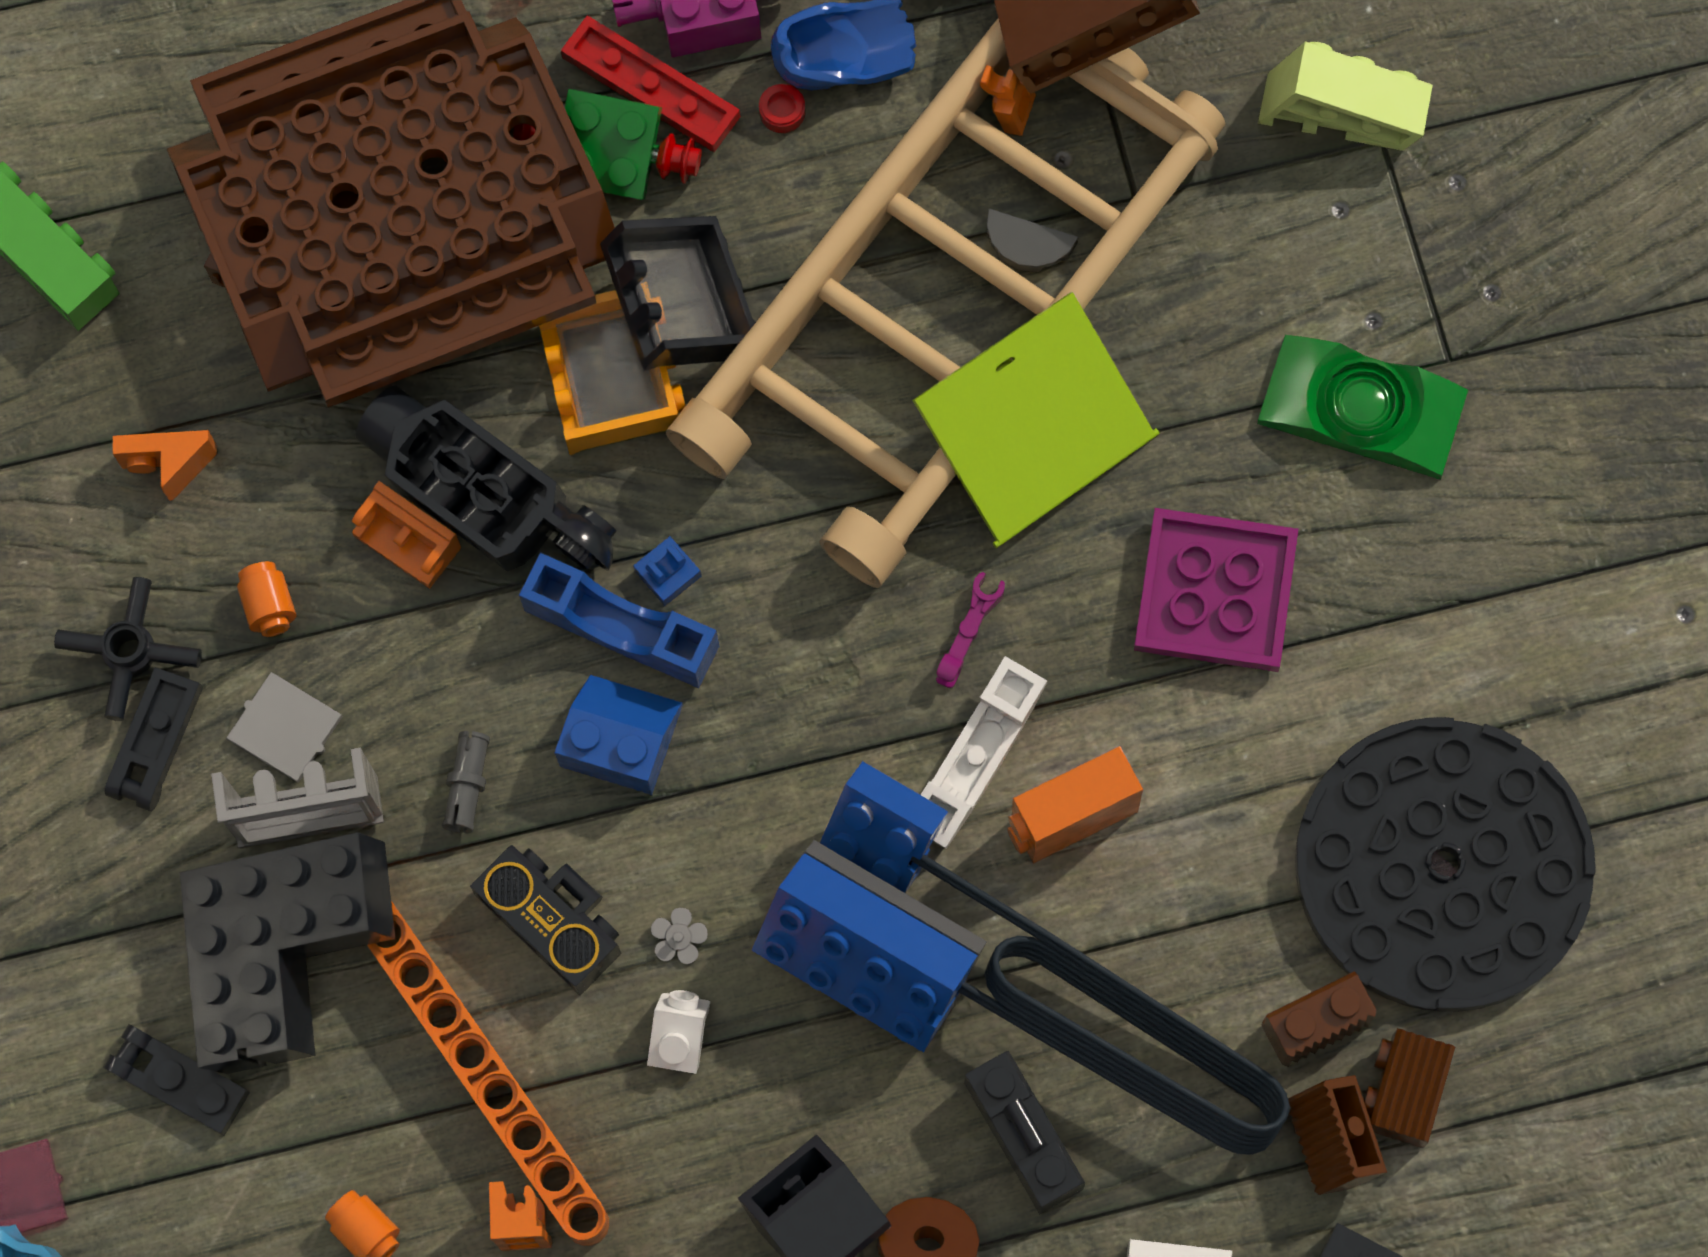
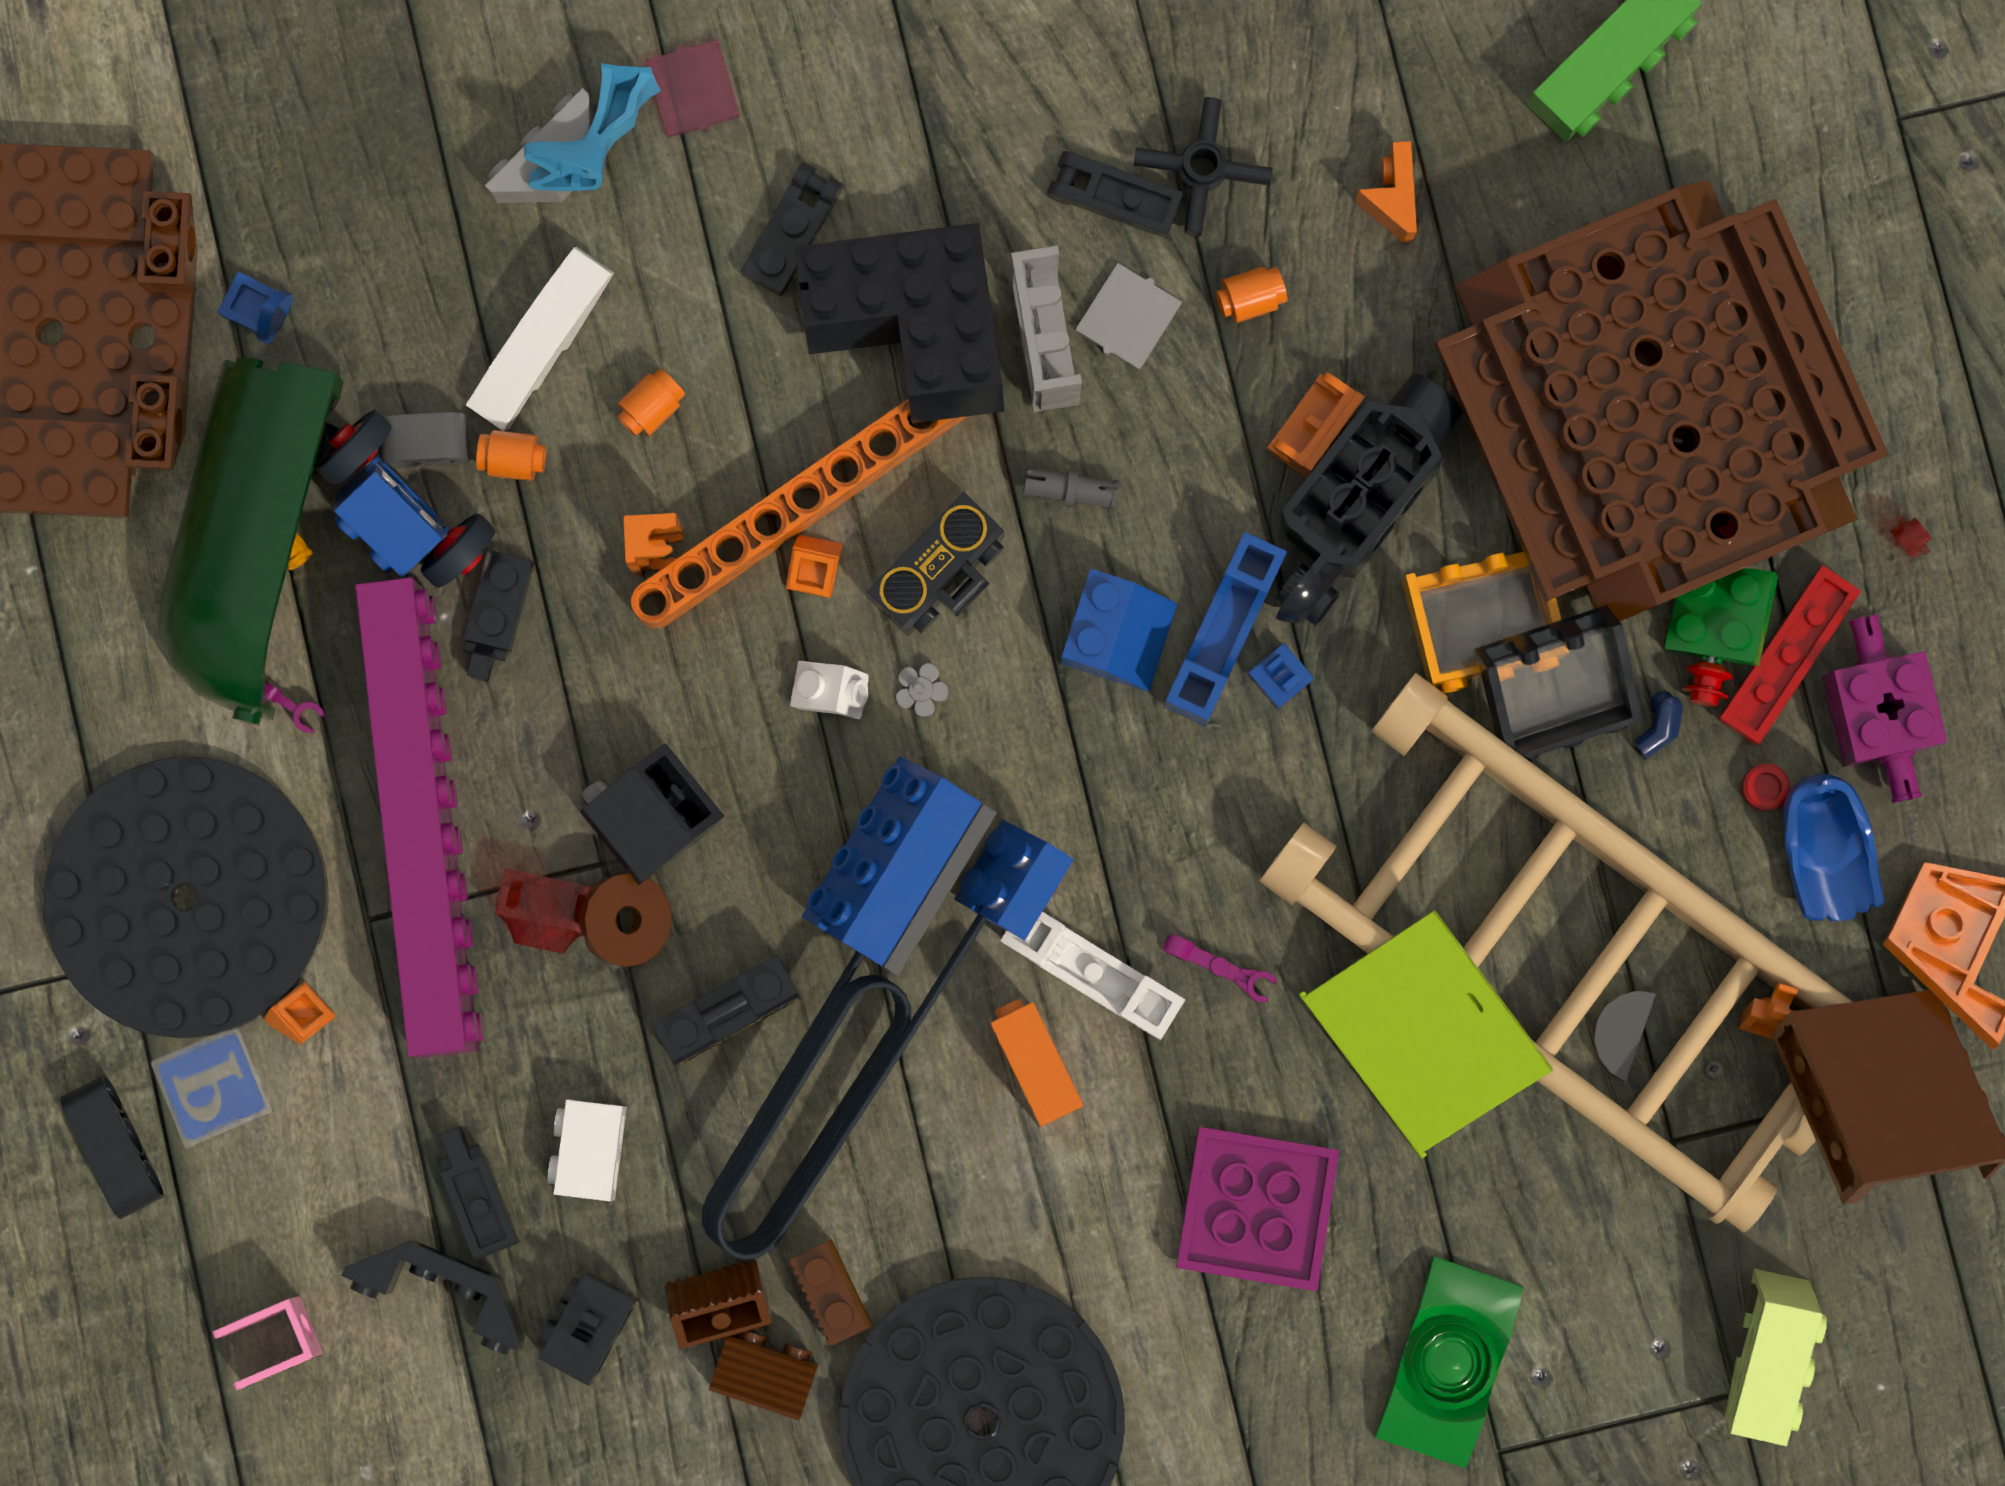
camera: 85 degrees right, 10 degrees up
(544, 1051) = (814, 566): none -> orange slope
(721, 199) = (1666, 724): none -> dark blue arm

